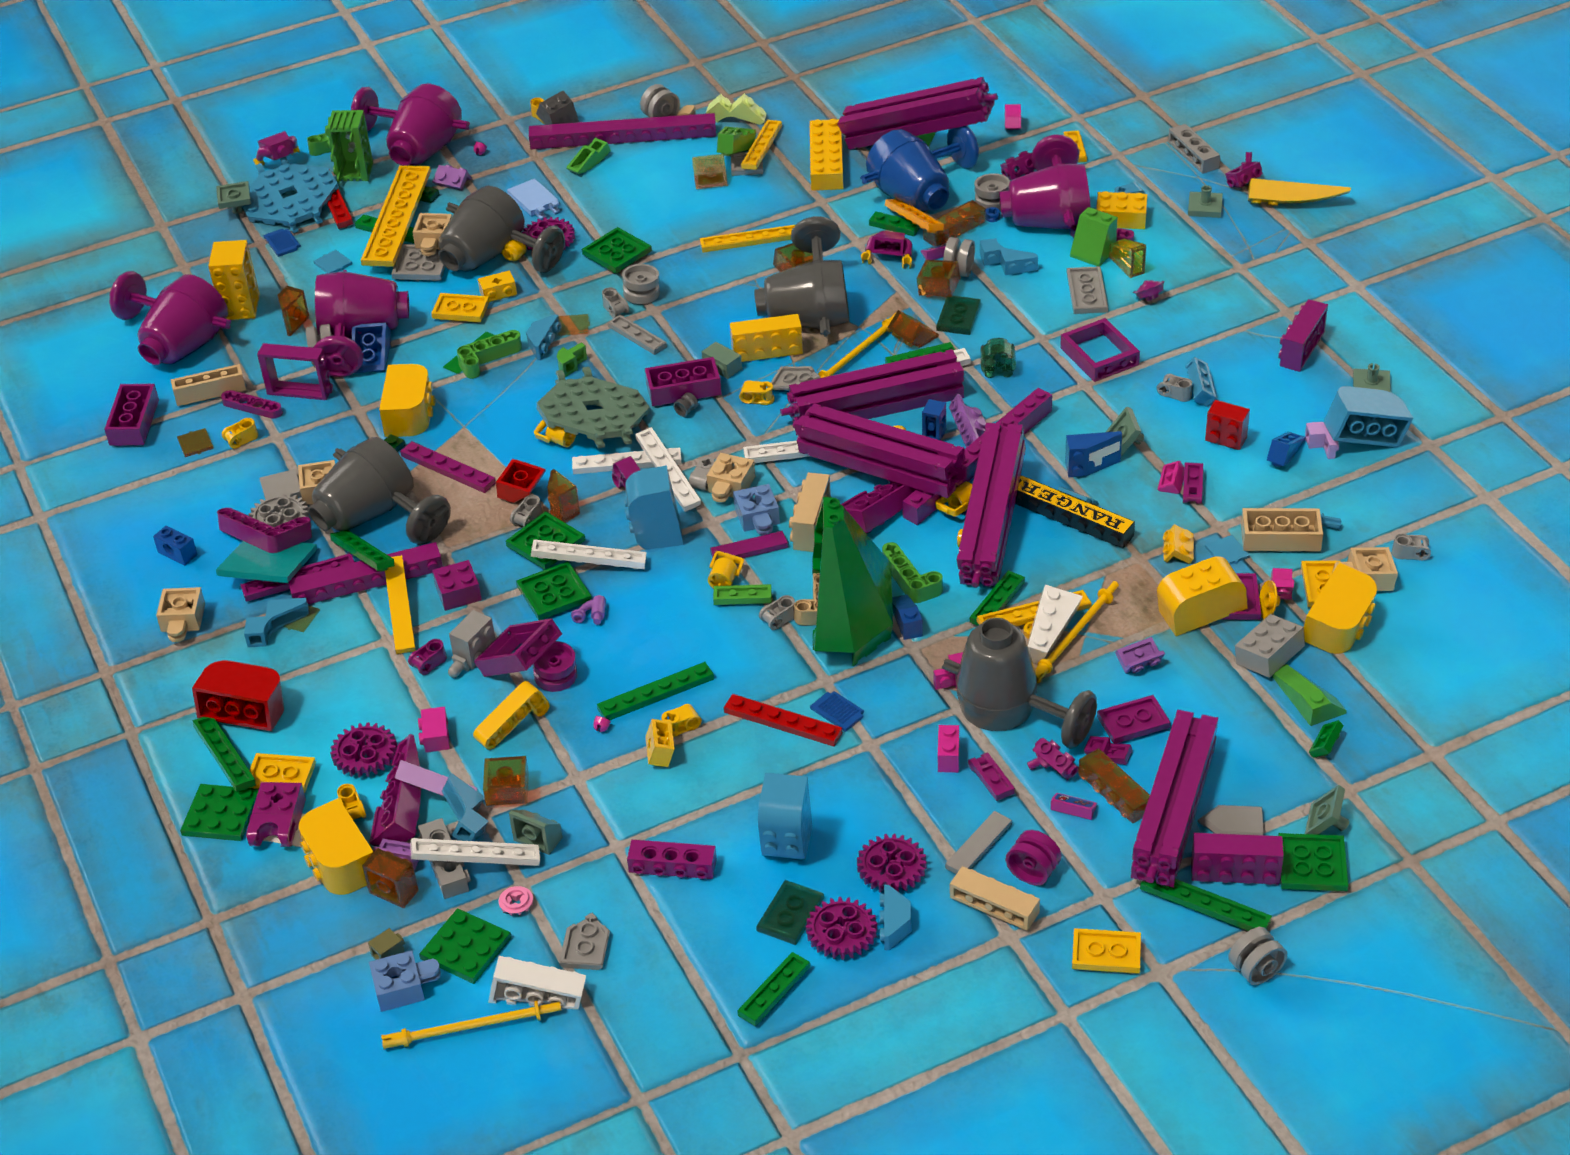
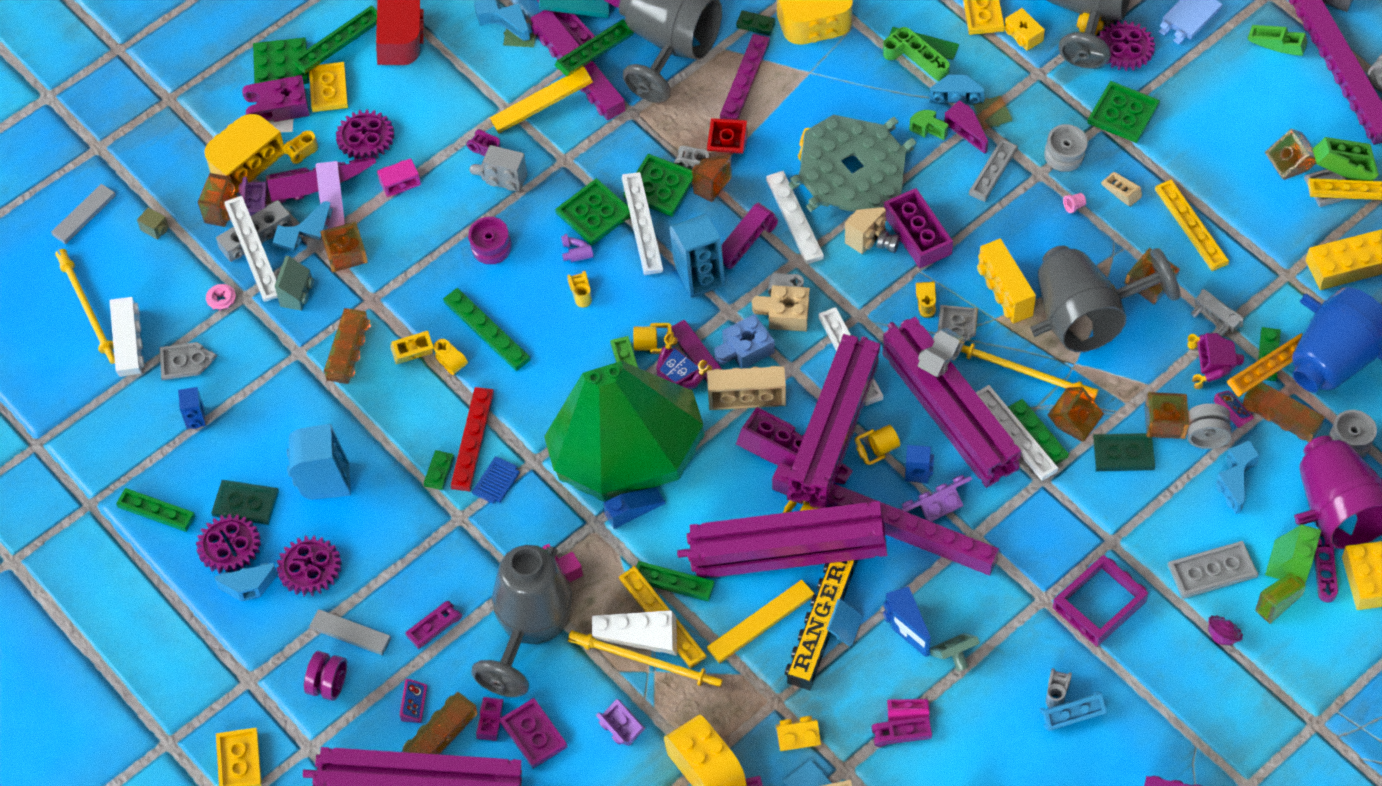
camera: 75 degrees right, 15 degrees up
(335, 1017) = (83, 213): none -> light grey tile
(406, 988) = (120, 245): medium blue brick -> none
(457, 585) = (579, 135): magenta brick -> none
(466, 945) = (169, 277): green plate -> none
(510, 714) = (425, 226): yellow beam -> none
(536, 639) = (472, 209): magenta window -> none
(587, 334) = (965, 123): none -> magenta slope
(600, 722) = (435, 298): dark pink hinge -> none
(614, 302) = (1029, 136): light grey piece -> none
(631, 799) = (346, 346): none -> clear orange brick
(643, 612) = (580, 289): none -> yellow piece
(660, 457) = (780, 252): white plate -> none
(661, 932) = (192, 408): none -> blue brick
(671, 411) = (864, 228): none -> tan slope
(672, 859) = (287, 421): magenta brick -> none
(698, 265) = (1129, 197): none -> tan slope
(699, 297) = (1074, 202): none -> bright pink piece
(726, 360) = (965, 257): sand green brick -> none
(768, 559) = (678, 368): none -> torso
(810, 750) = (438, 470): none -> green plate
(839, 370) = (945, 348): none -> light grey brick
(849, 237) = (1218, 311): none -> light grey piece
(916, 586) = (707, 475): bright green beam -> none
(948, 748) = (456, 580): dark pink brick -> none
(994, 898) = (279, 656): tan brick -> none
(998, 358) = (1043, 502): clear green brick -> none
(1049, 755) = (459, 672): magenta brick -> none
(1056, 552) = (760, 621): none -> yellow tile
(1227, 424) = (994, 746): red brick -> none

